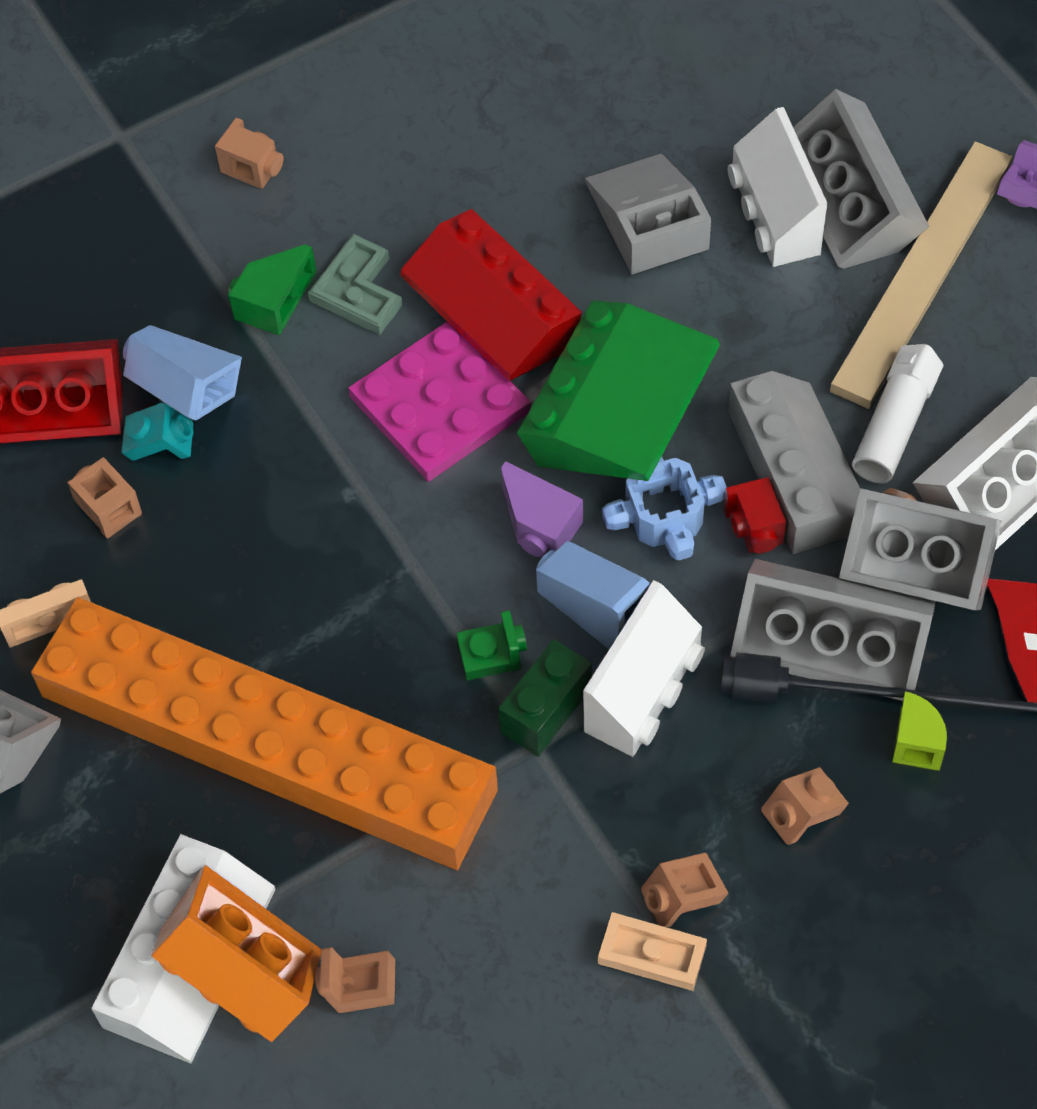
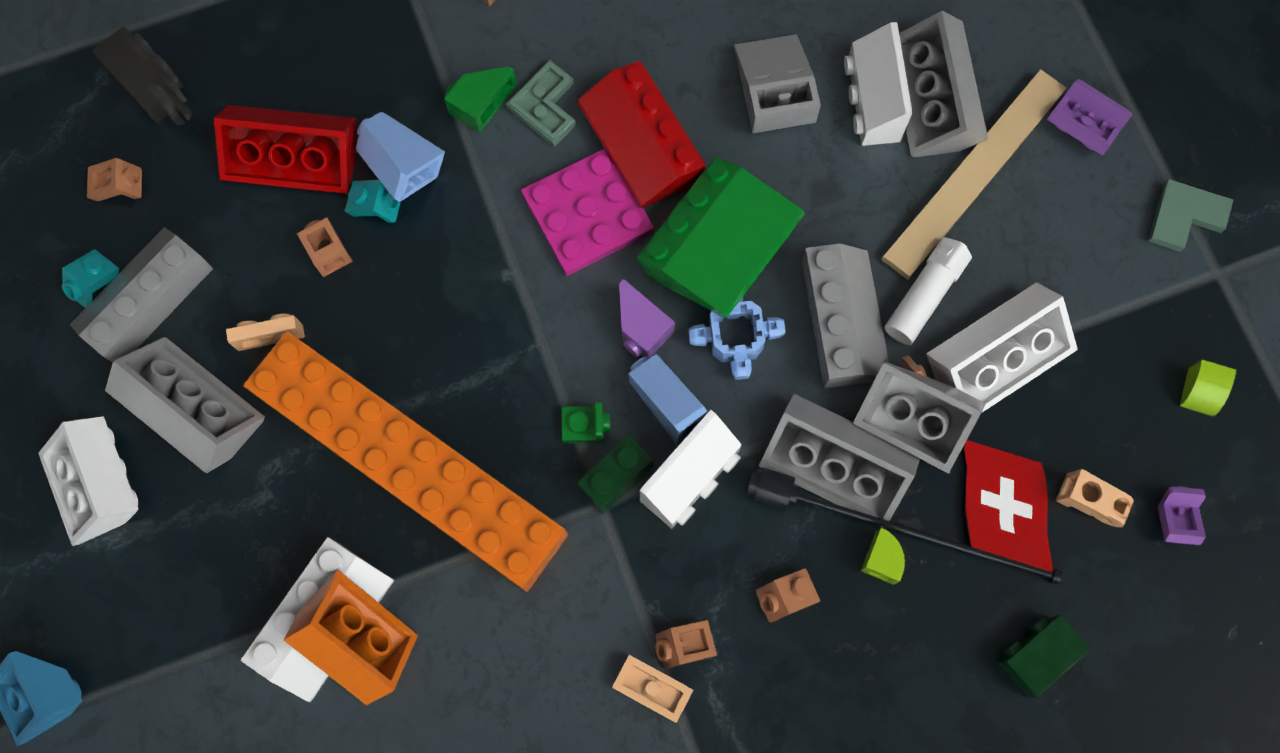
camera: 10 degrees right, 15 degrees up
(356, 980) = (435, 668): nougat bracket -> none
(755, 515) = (802, 356): red brick -> none

